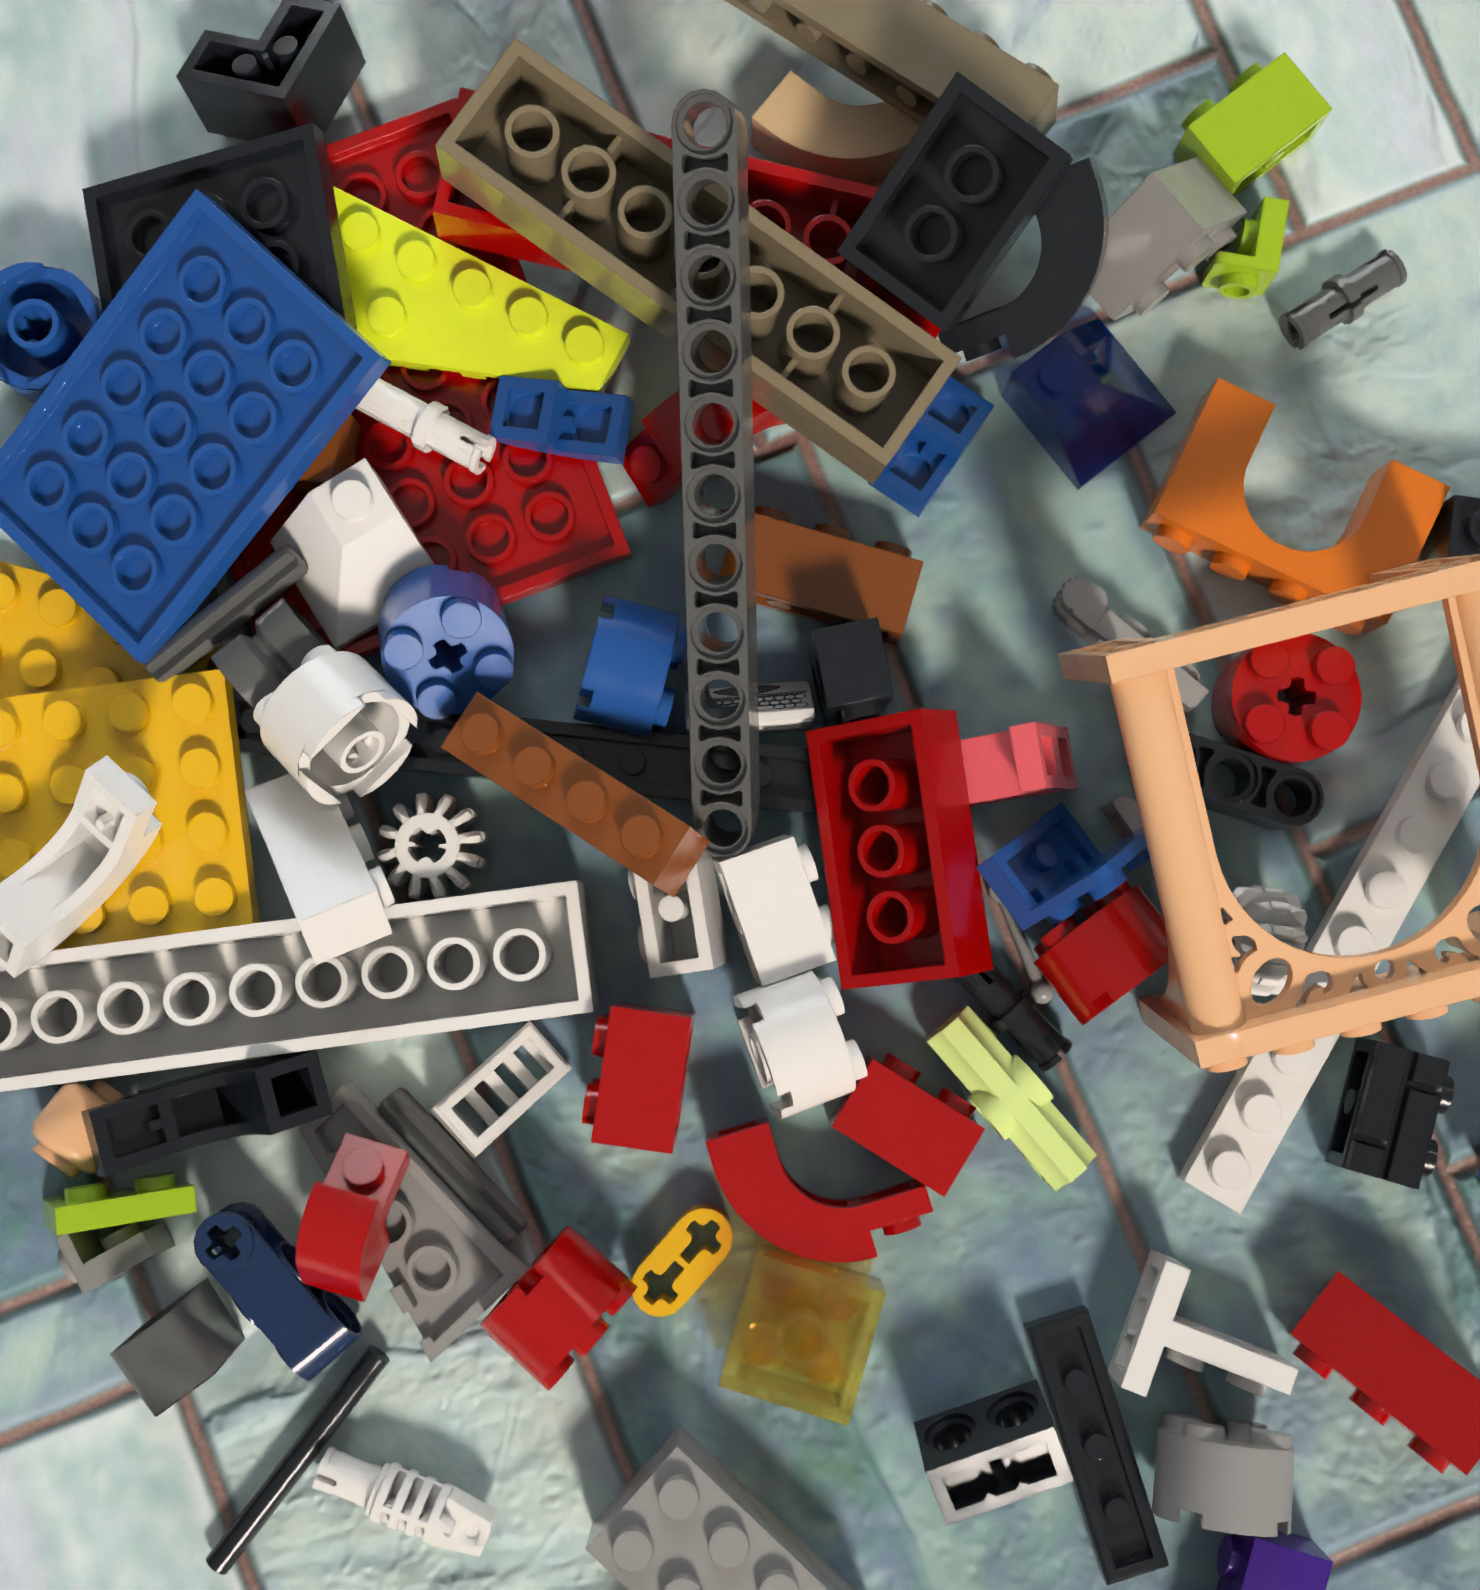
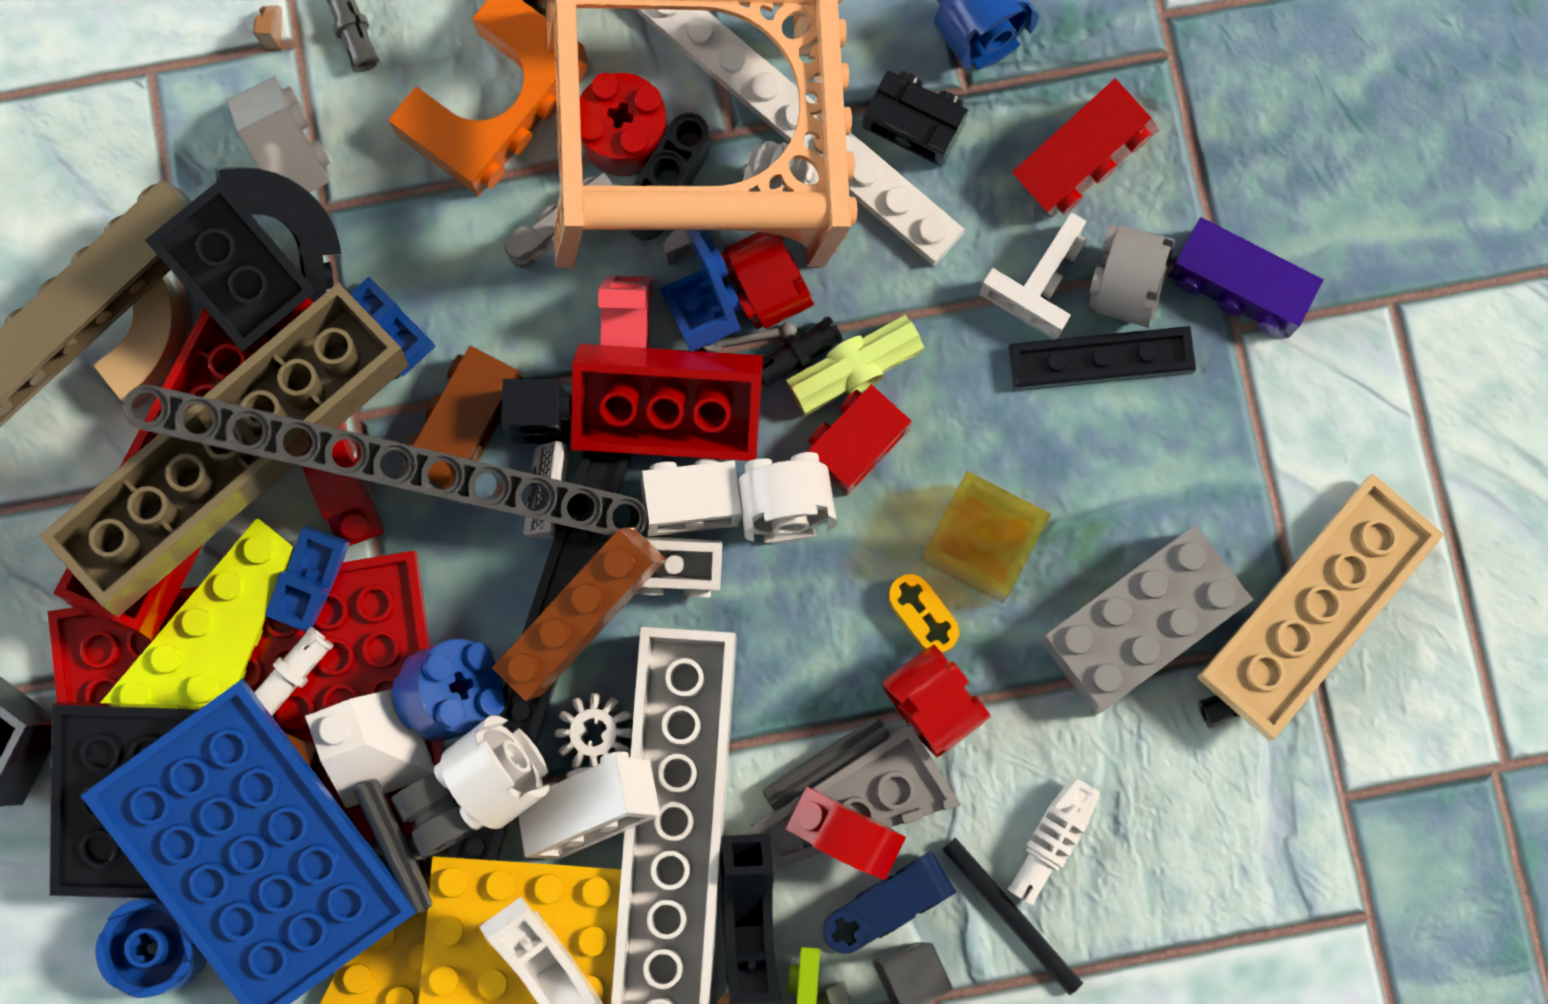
camera: 75 degrees left, 5 degrees down
(460, 1129) = (801, 752): white slope -> none
(631, 666) = (498, 563): blue brick -> none
(640, 1078) = (785, 610): red brick -> none
(794, 1217) = (887, 546): red arch -> none
(992, 1452) = (1090, 424): black brick -> none
(1085, 401) = (381, 213): clear blue slope -> none
(1255, 125) = (214, 57): lime brick -> none
(1255, 253) = (305, 77): lime bracket -> none
(1316, 189) = (268, 27): none -> medium nougat tile

